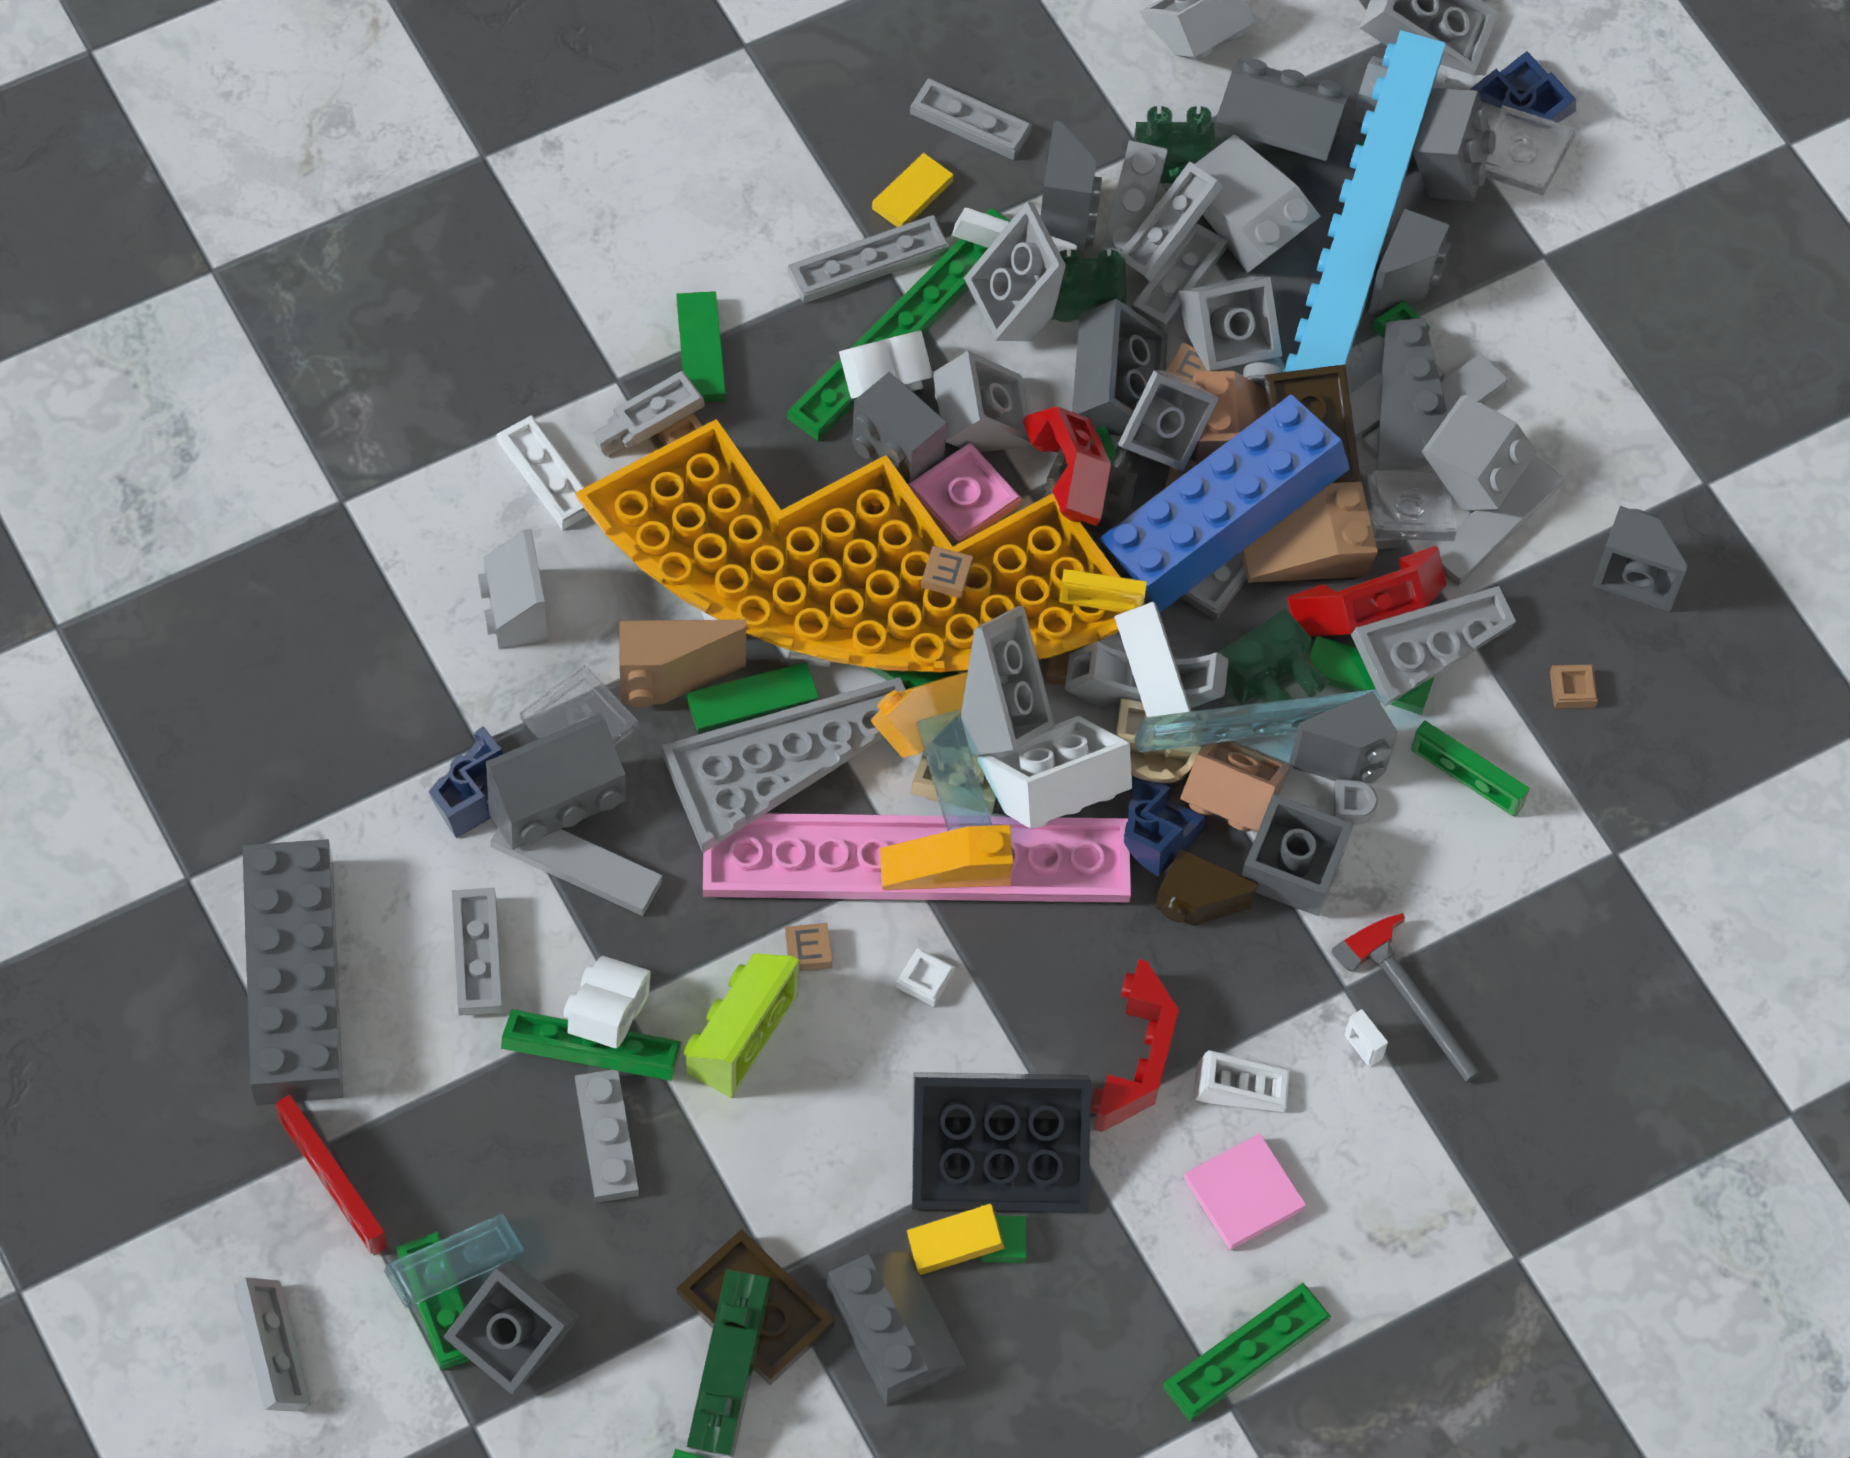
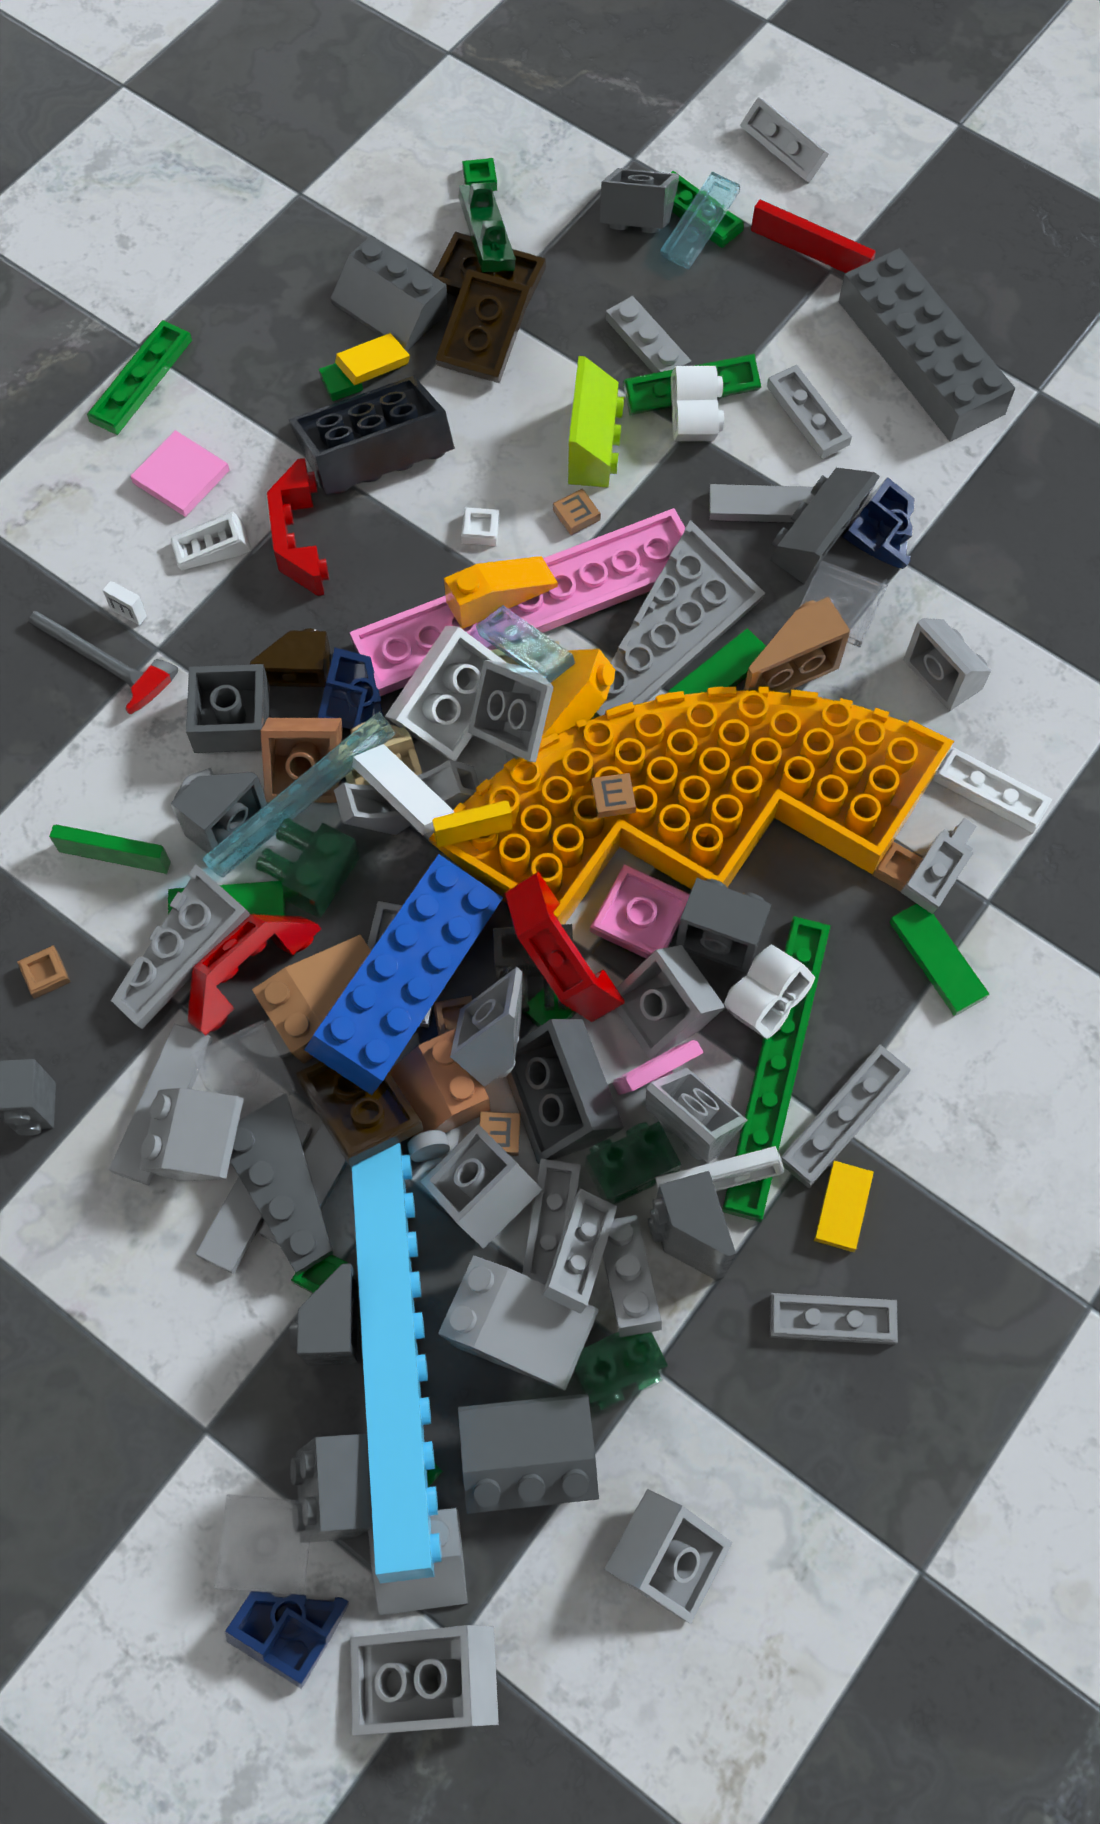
camera: 160 degrees right, 5 degrees up
(802, 1216) = (483, 326): none -> dark brown plate
(1028, 337) = (657, 1067): none -> bright pink plate

